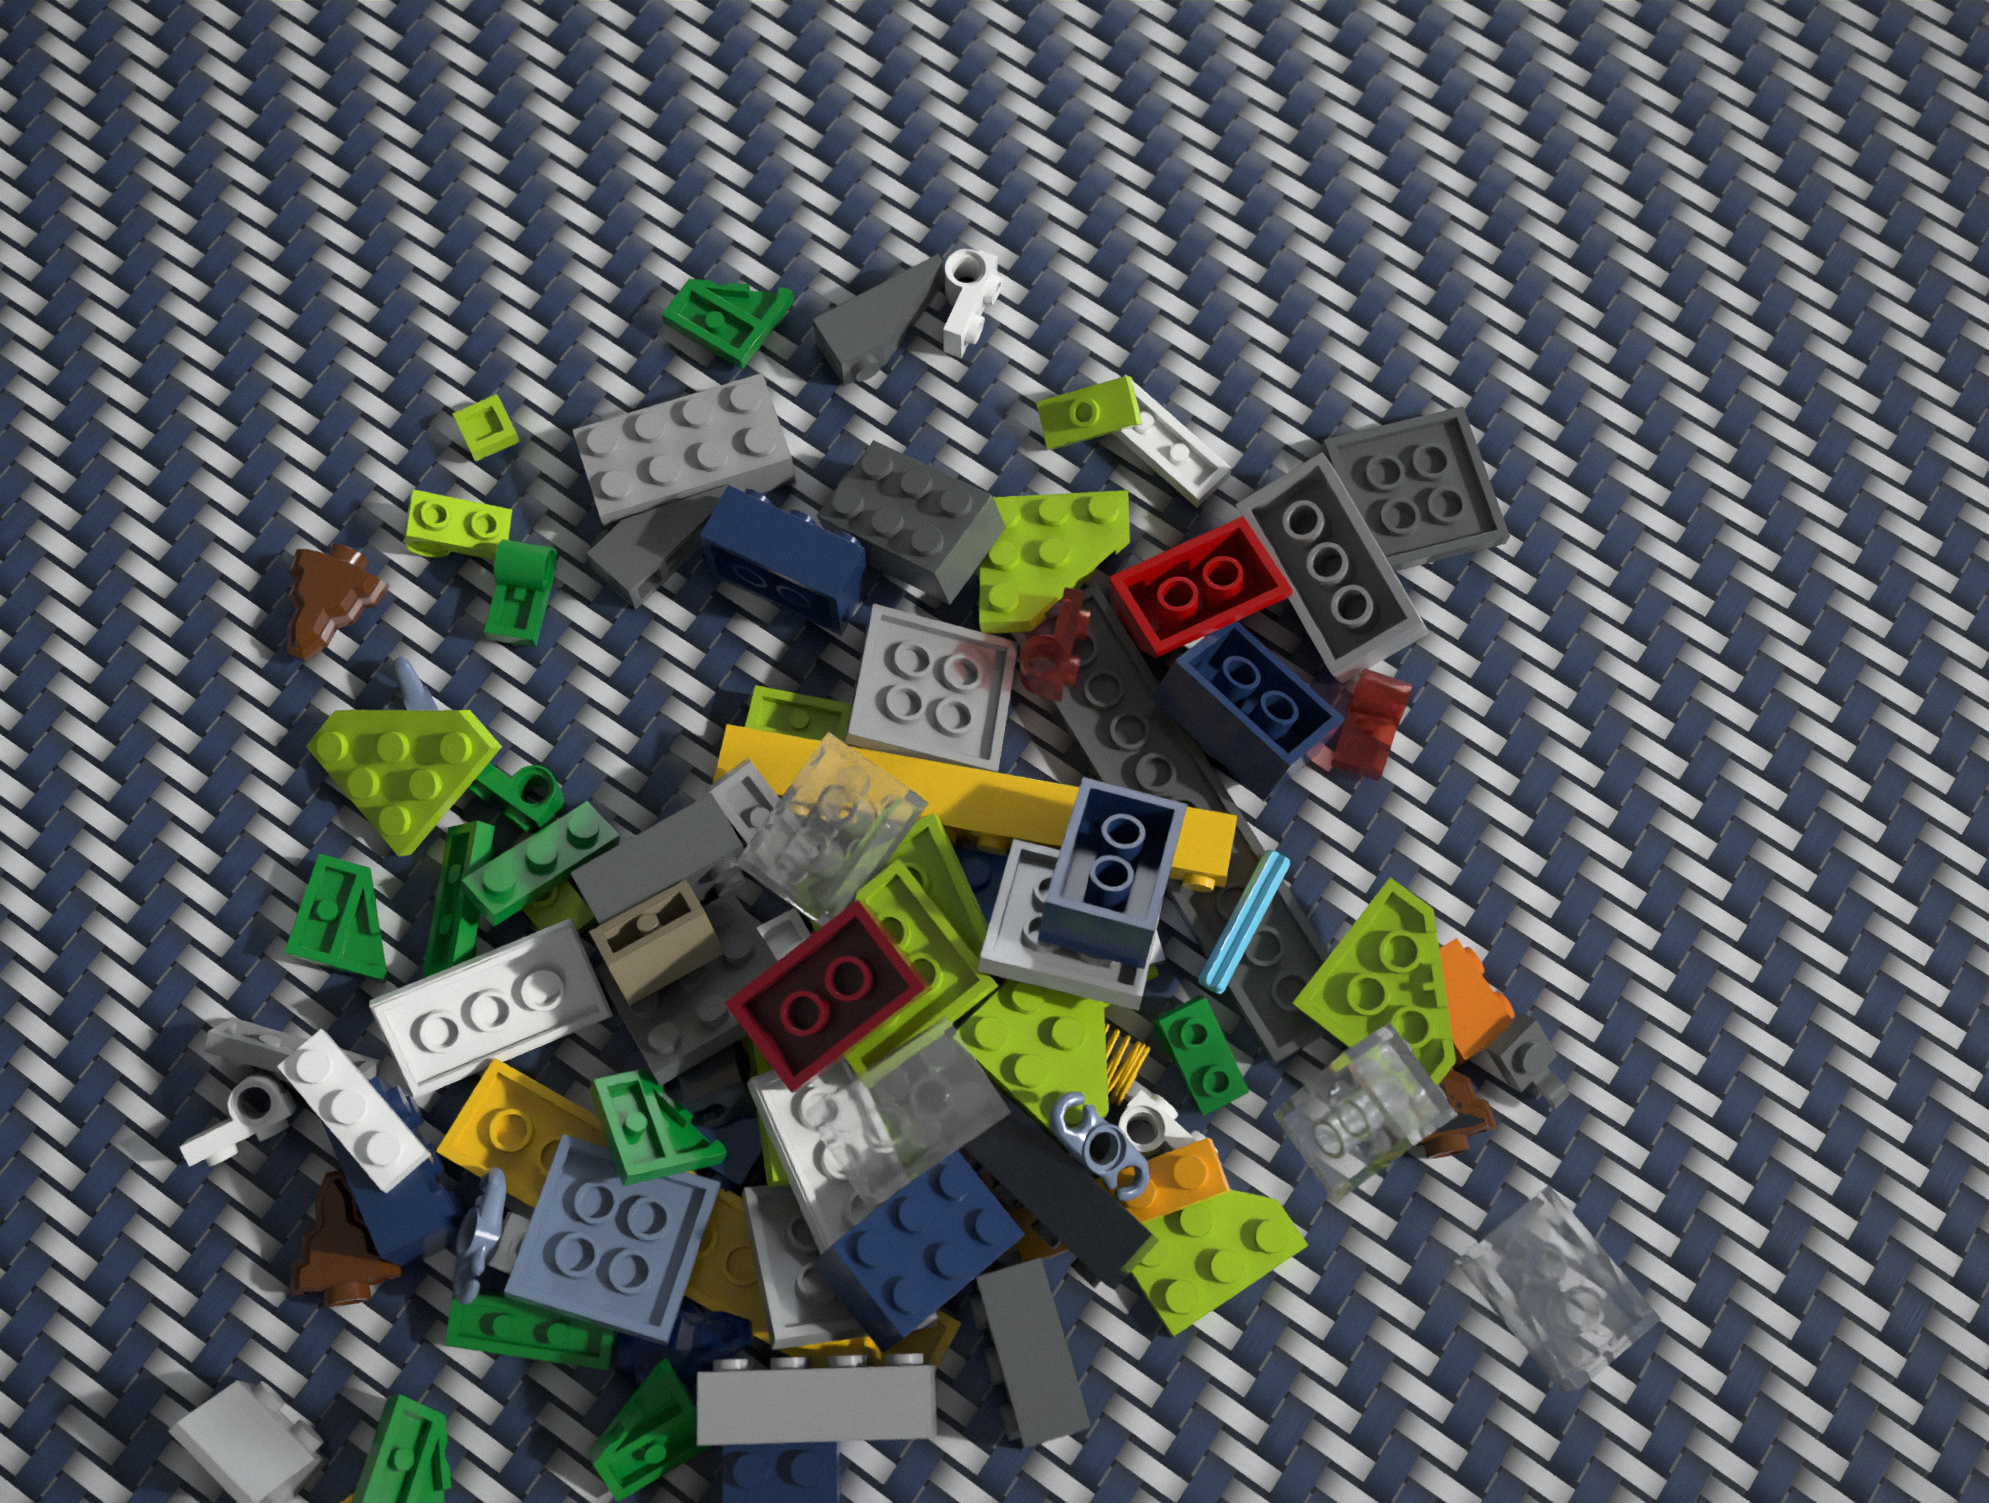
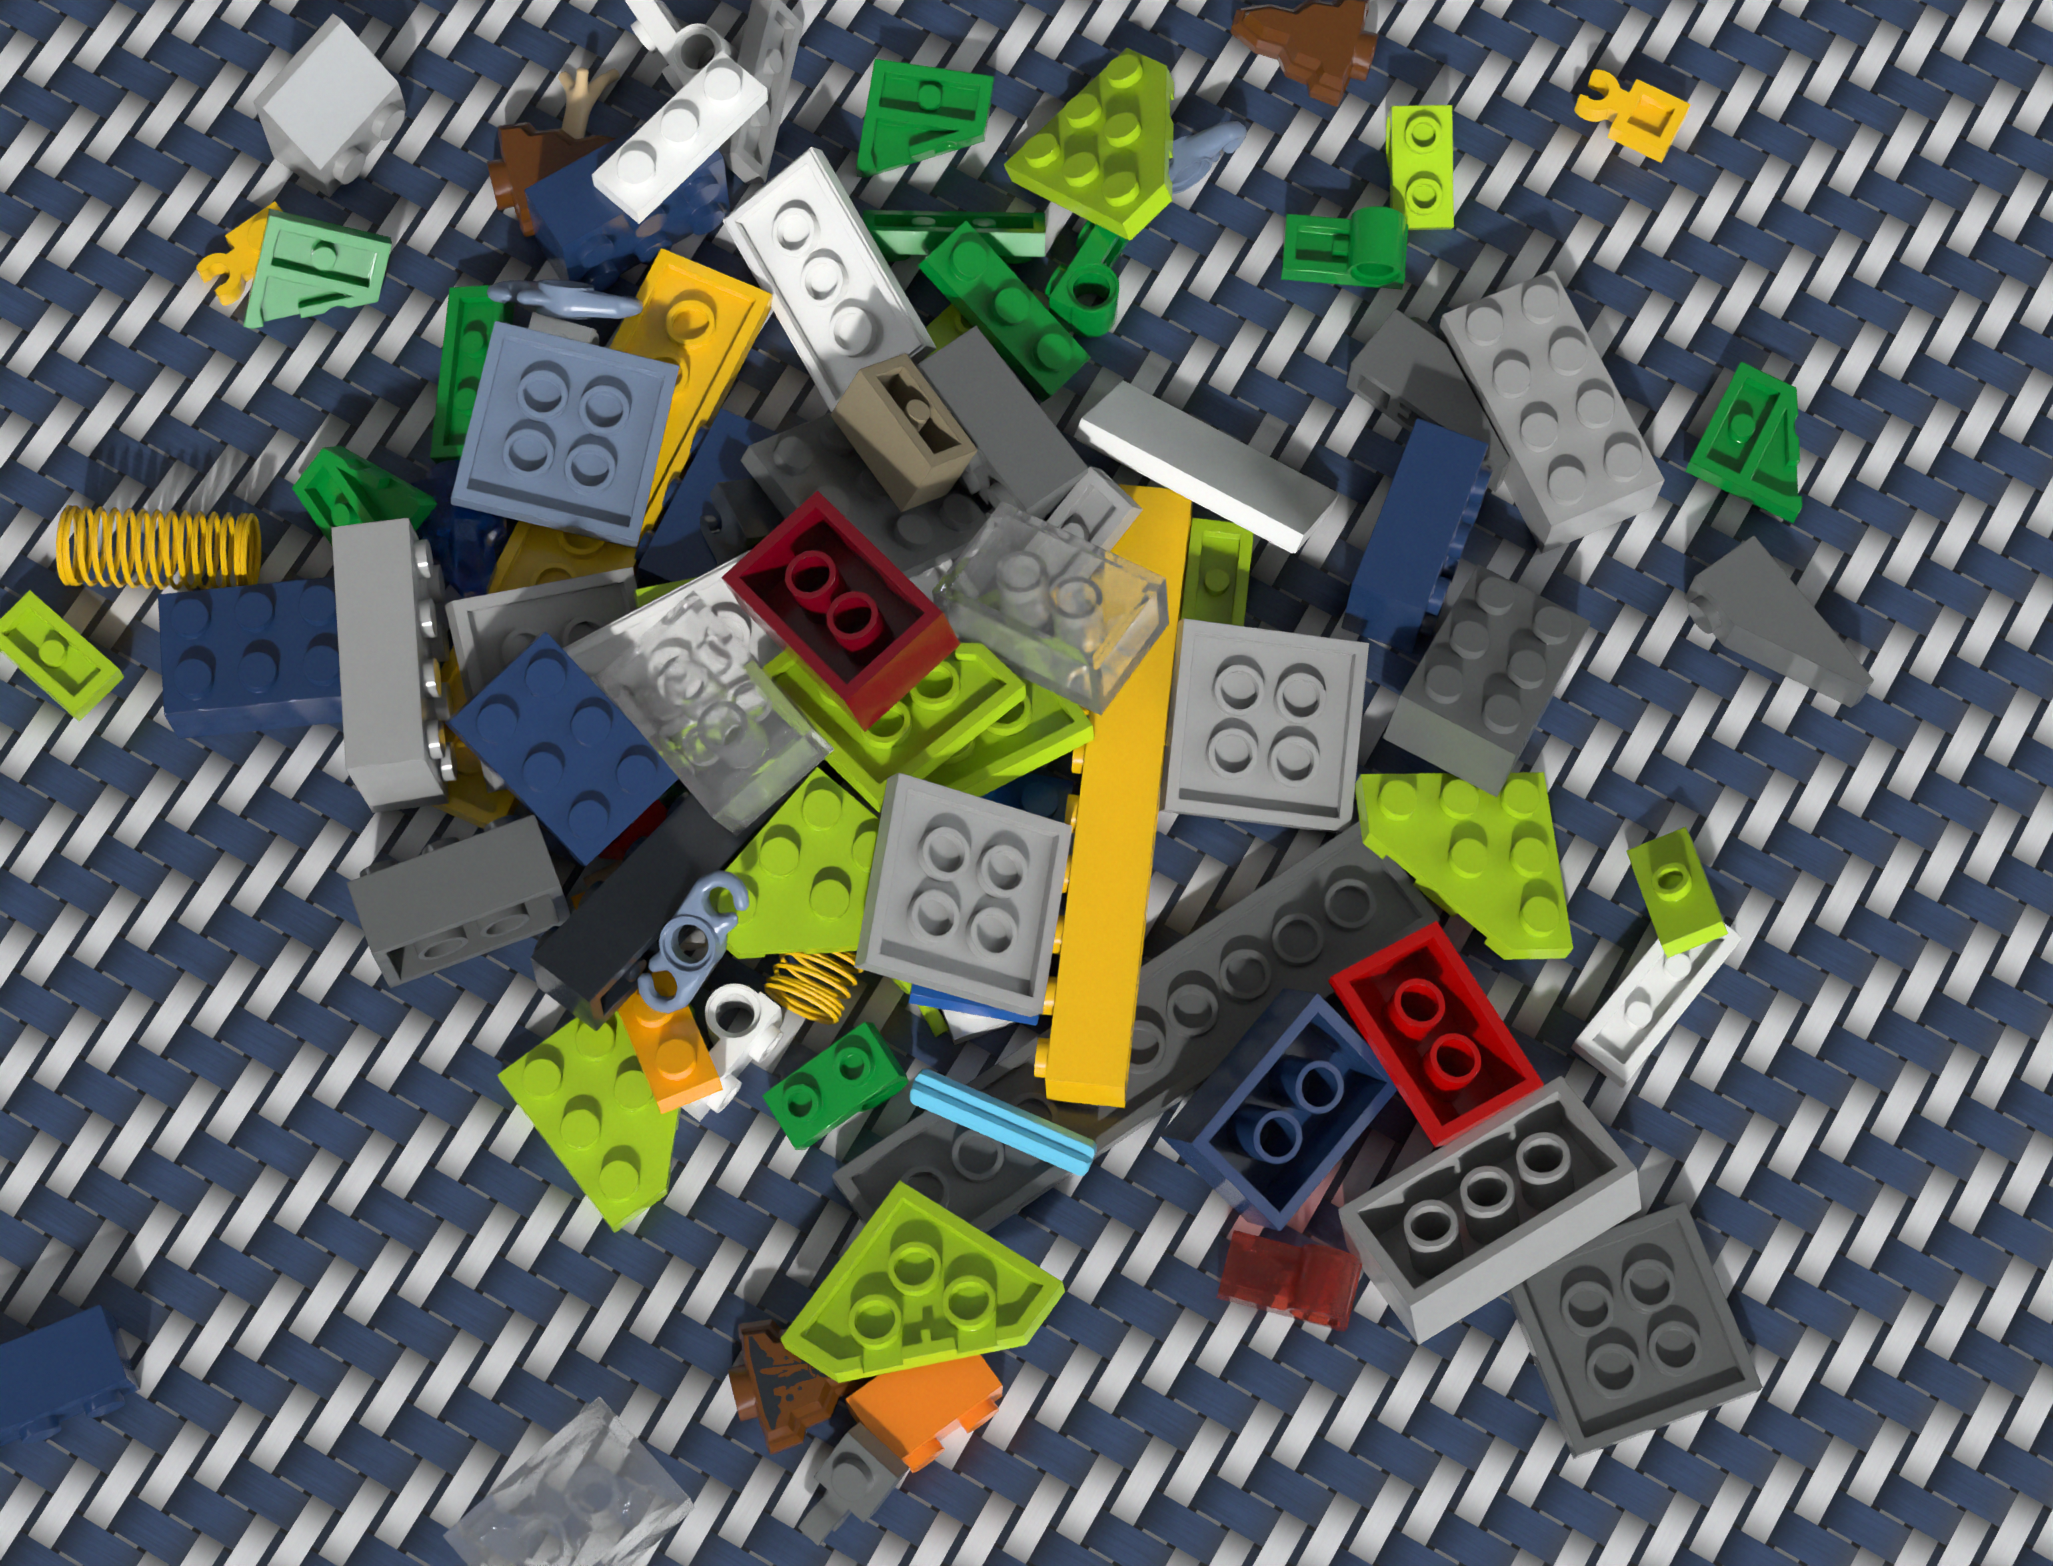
camera: 85 degrees right, 0 degrees up
(273, 1218) = (582, 97): none -> tan bar
(435, 359) = (1640, 119): none -> yellow plate
(486, 427) = (1558, 183): lime plate -> none
(649, 1130) = (687, 452): green wing -> none
(702, 714) = (1207, 466): none -> white tile
(968, 299) = (1796, 730): white plate -> none
(1070, 625) = (1363, 878): clear red plate -> none
(1112, 873) = (1019, 919): dark blue brick -> none
(1364, 1112) = (762, 1261): clear brick -> none

